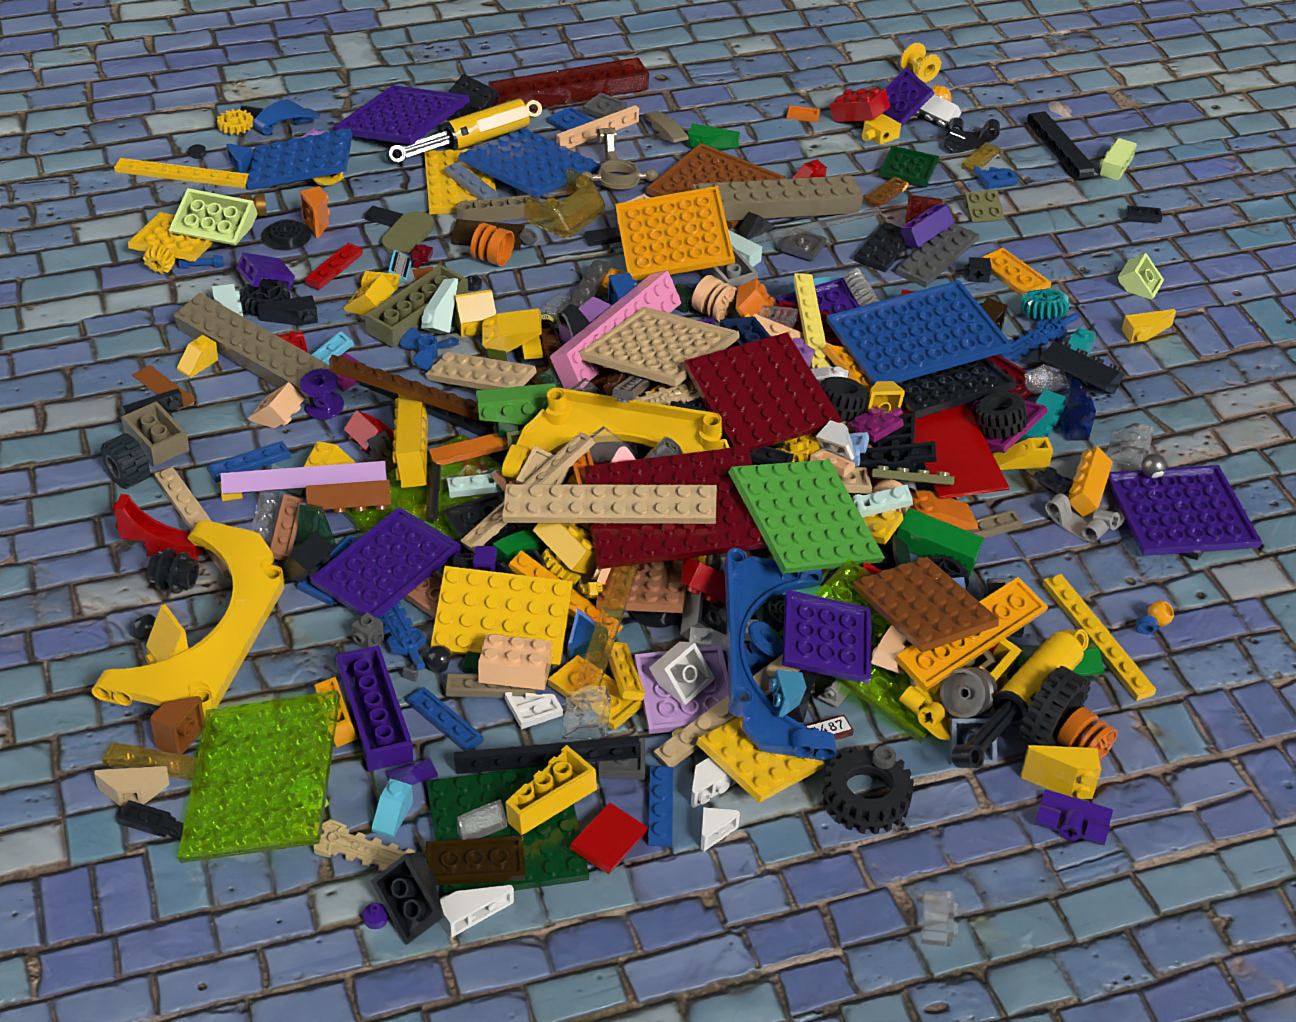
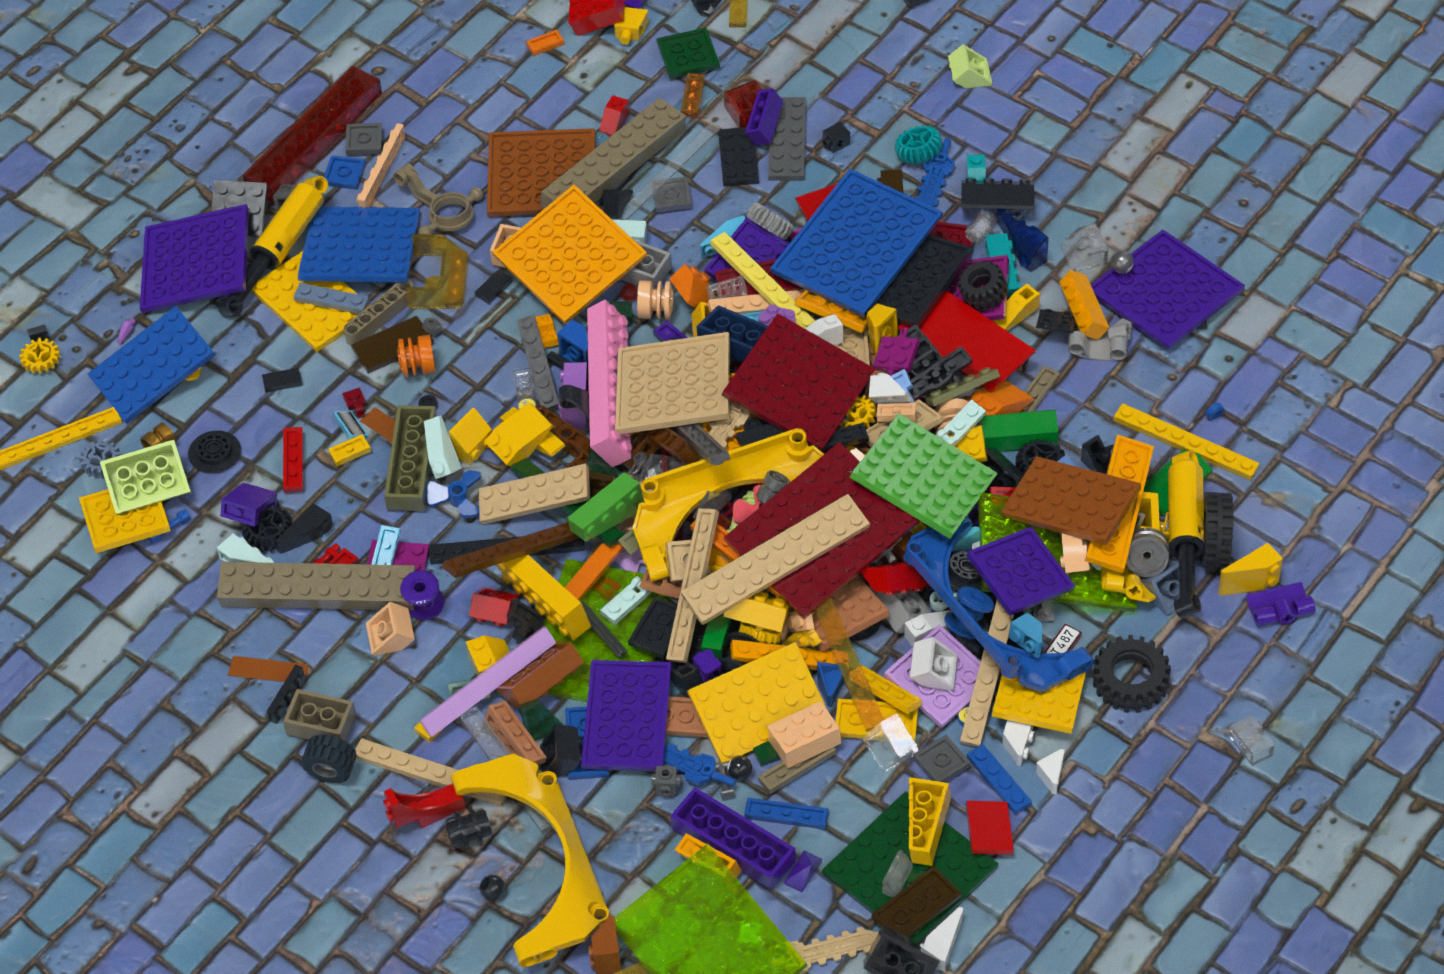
camera: 30 degrees left, 10 degrees up
(159, 258) = (136, 547): yellow gear -> none
(166, 637) = (536, 890): yellow slope -> none
(197, 151) = (36, 409): black tile -> none
(198, 356) = (272, 623): yellow slope -> none
(239, 157) = (85, 394): blue slope -> none
(250, 460) = (415, 693): blue tile -> none
(280, 111) = (80, 320): blue panel -> none
(315, 210) = (223, 413): orange slope -> none
(370, 296) = (358, 473): yellow slope -> none
(392, 808) = (819, 906): medium azure slope -> none
(407, 232) = (320, 385): olive tile -> none
(533, 708) = (843, 763): white wing -> none
(539, 755) = (891, 794): black plate -> none
(666, 126) = (444, 131): dark tan slope -> none
(712, 137) = (491, 120): green slope -> none
(846, 396) = (856, 340): black tyre -> none
(884, 757) = (1129, 642): dark grey tile -> none
(984, 206) = (786, 63): olive hinge -> none
(996, 177) = (769, 23): blue wing -> none
(1015, 272) = (865, 122): light orange tile -> none
(1085, 731) = (1248, 534): orange wheel -> none
(1147, 325) = (1008, 120): yellow slope -> none
(1162, 612) = (1217, 394): light orange piece -> none

